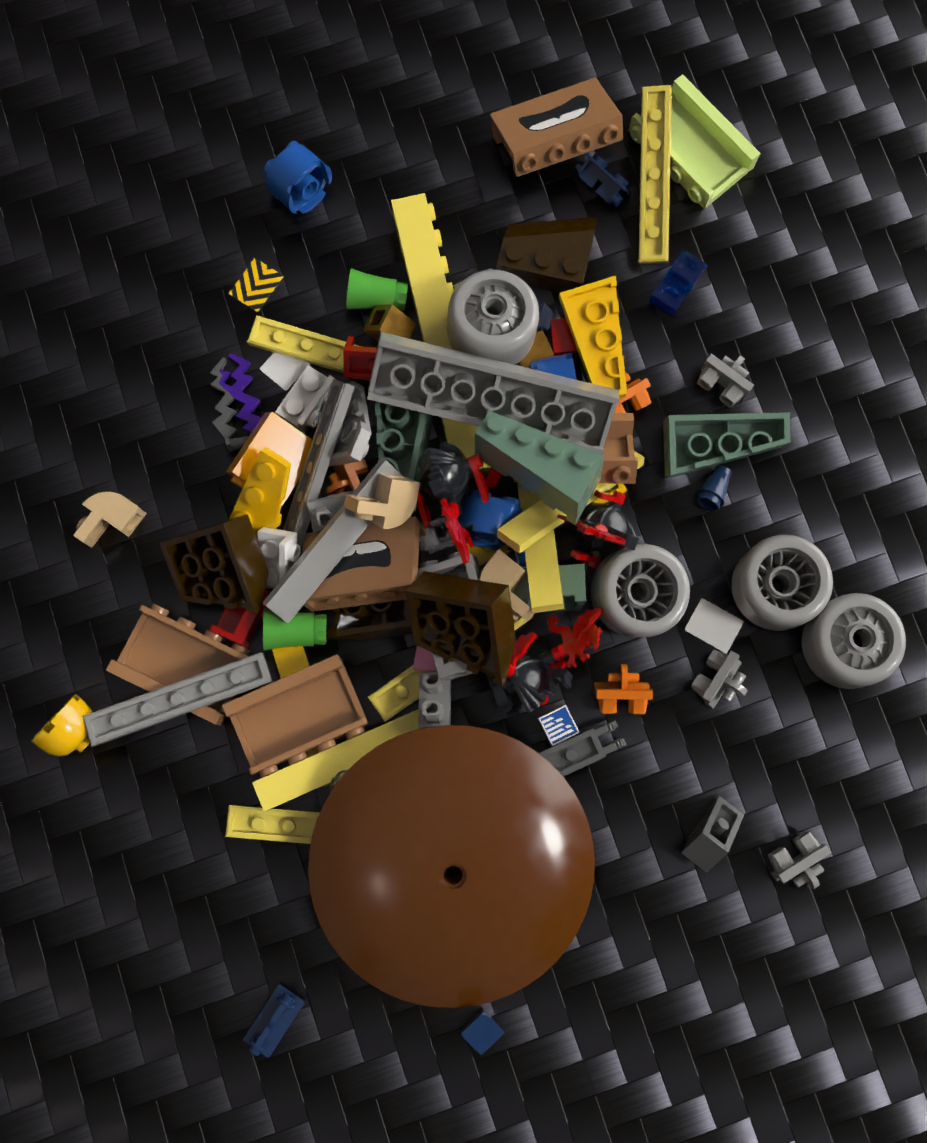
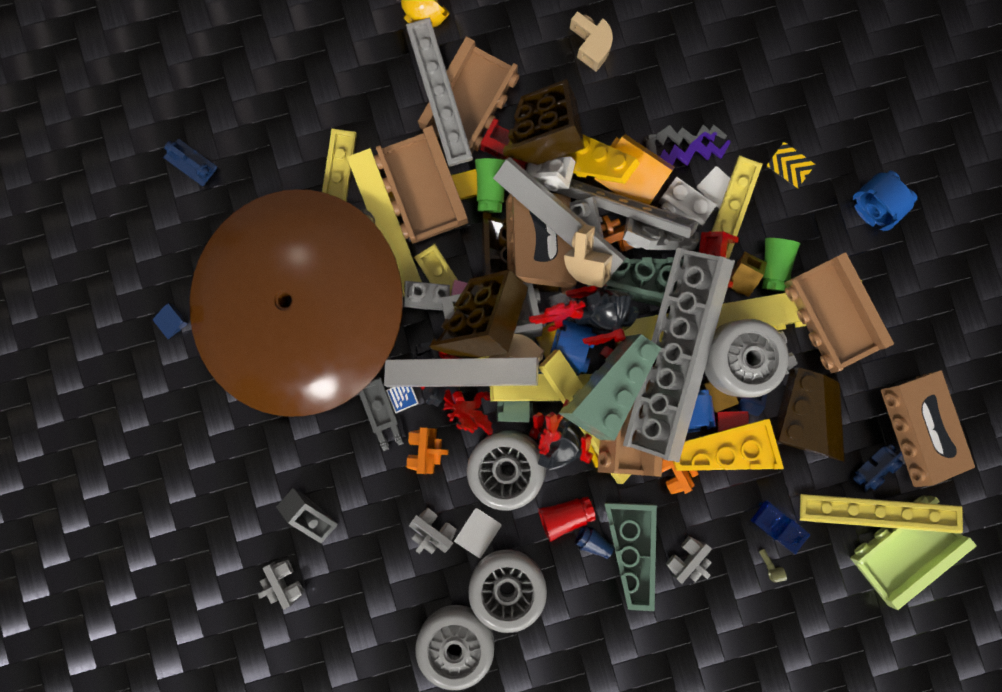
camera: 90 degrees right, 5 degrees up
(431, 222) = (838, 313): none -> medium nougat panel
(532, 645) = (462, 372): none -> light grey tile
(688, 521) = (566, 517): none -> red plant
(731, 287) = (775, 574): none -> olive hand

